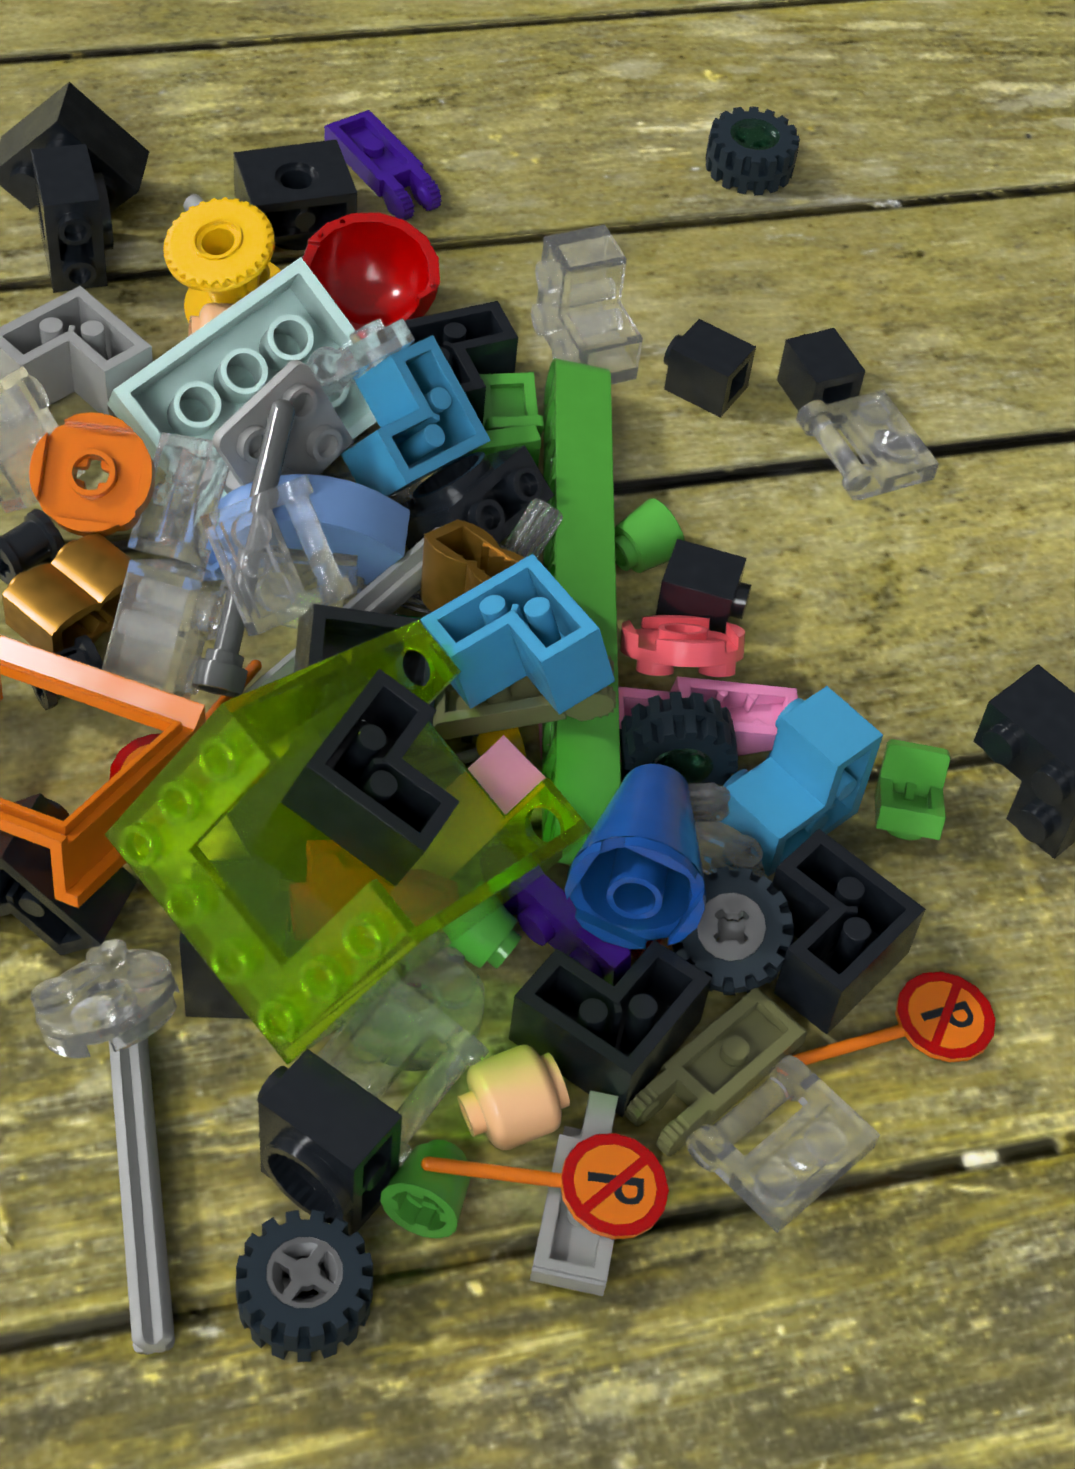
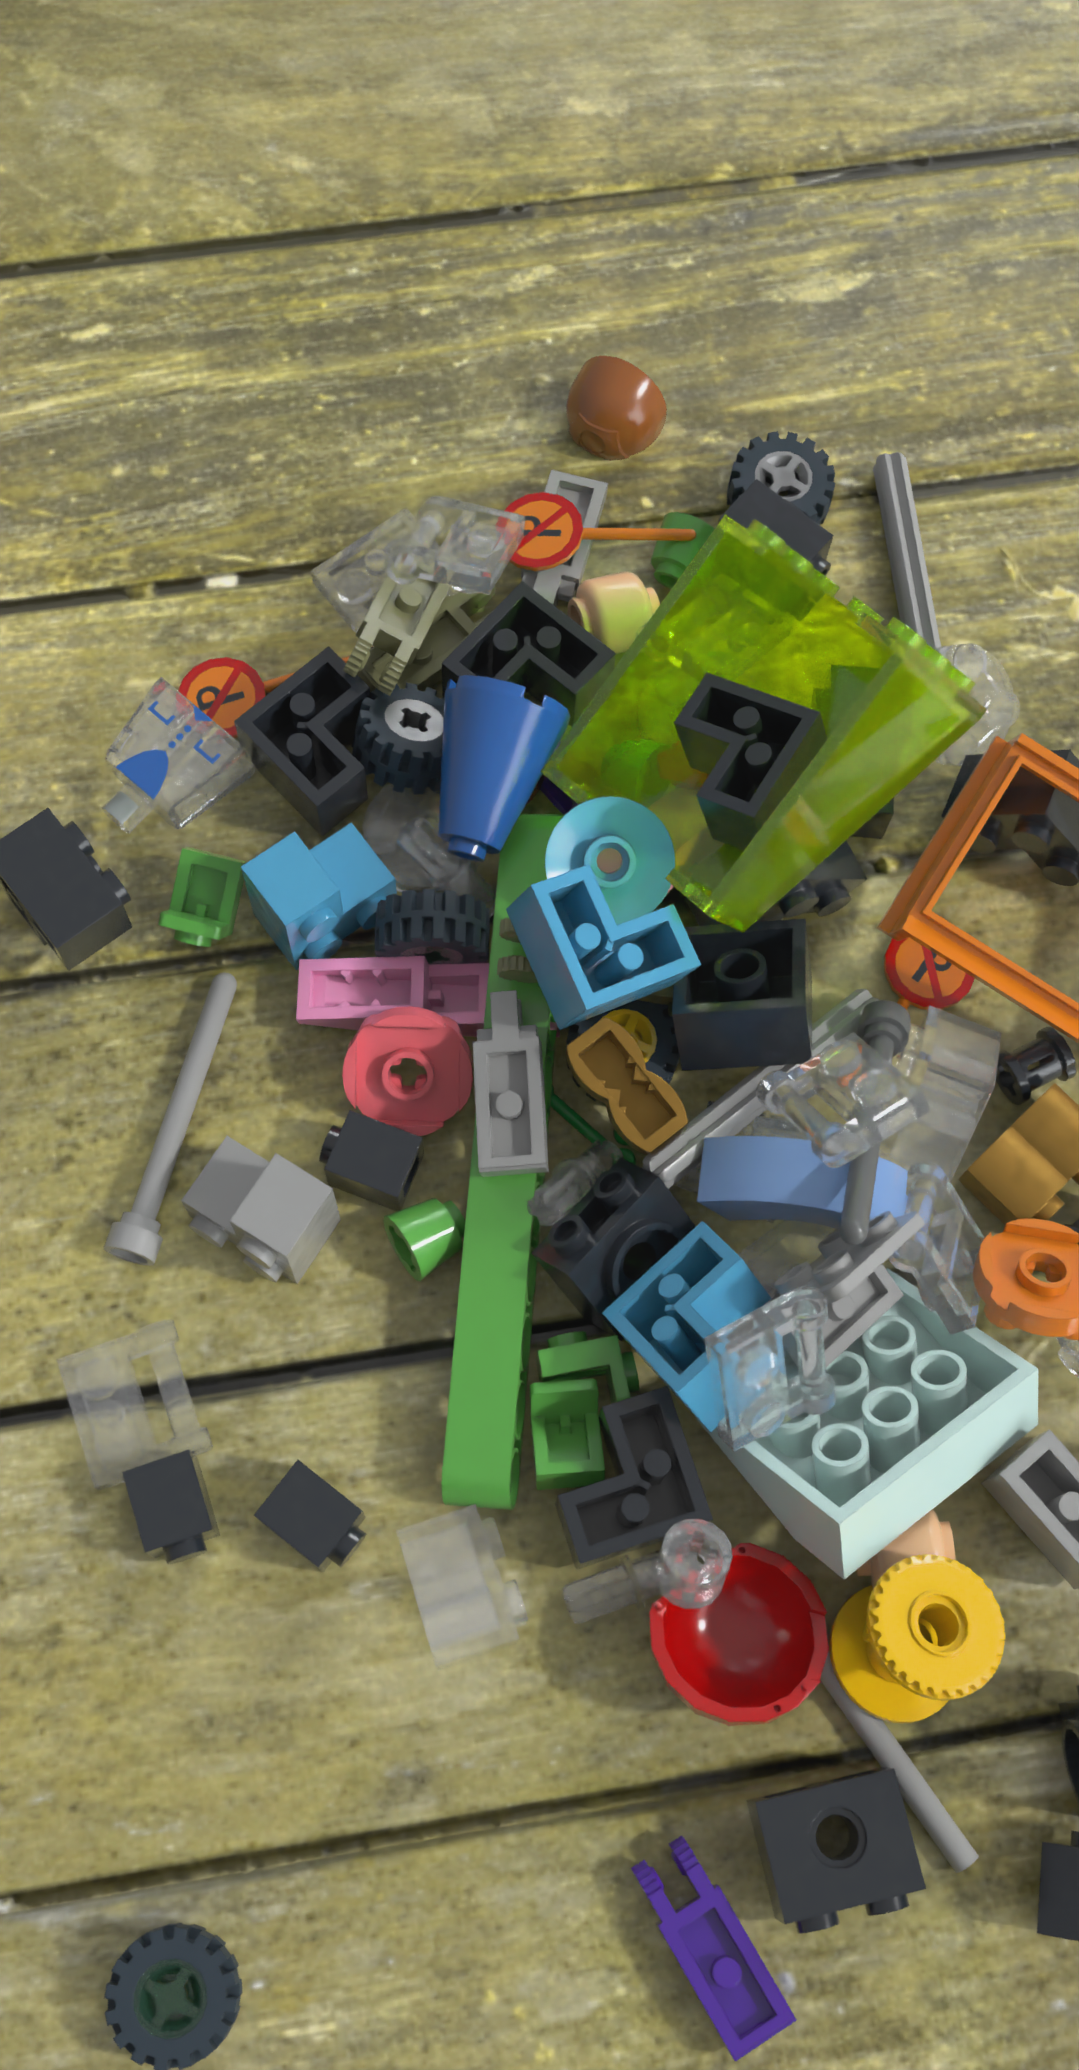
camera: 175 degrees left, 20 degrees up
(411, 303) = (684, 1578): none -> clear wheel
(510, 748) = (632, 831): none -> medium azure dish
(543, 1371) = (614, 408): none -> dark orange helmet
(589, 570) = (509, 1092): none -> light grey hinge
(692, 1114) = (470, 555): none -> clear plate
(766, 1041) = (397, 626): none -> olive hinge
(788, 545) = (264, 1208): none -> light grey brick
(898, 544) = (137, 1232): none -> light grey piece
(980, 921) = (172, 761): none -> clear torso

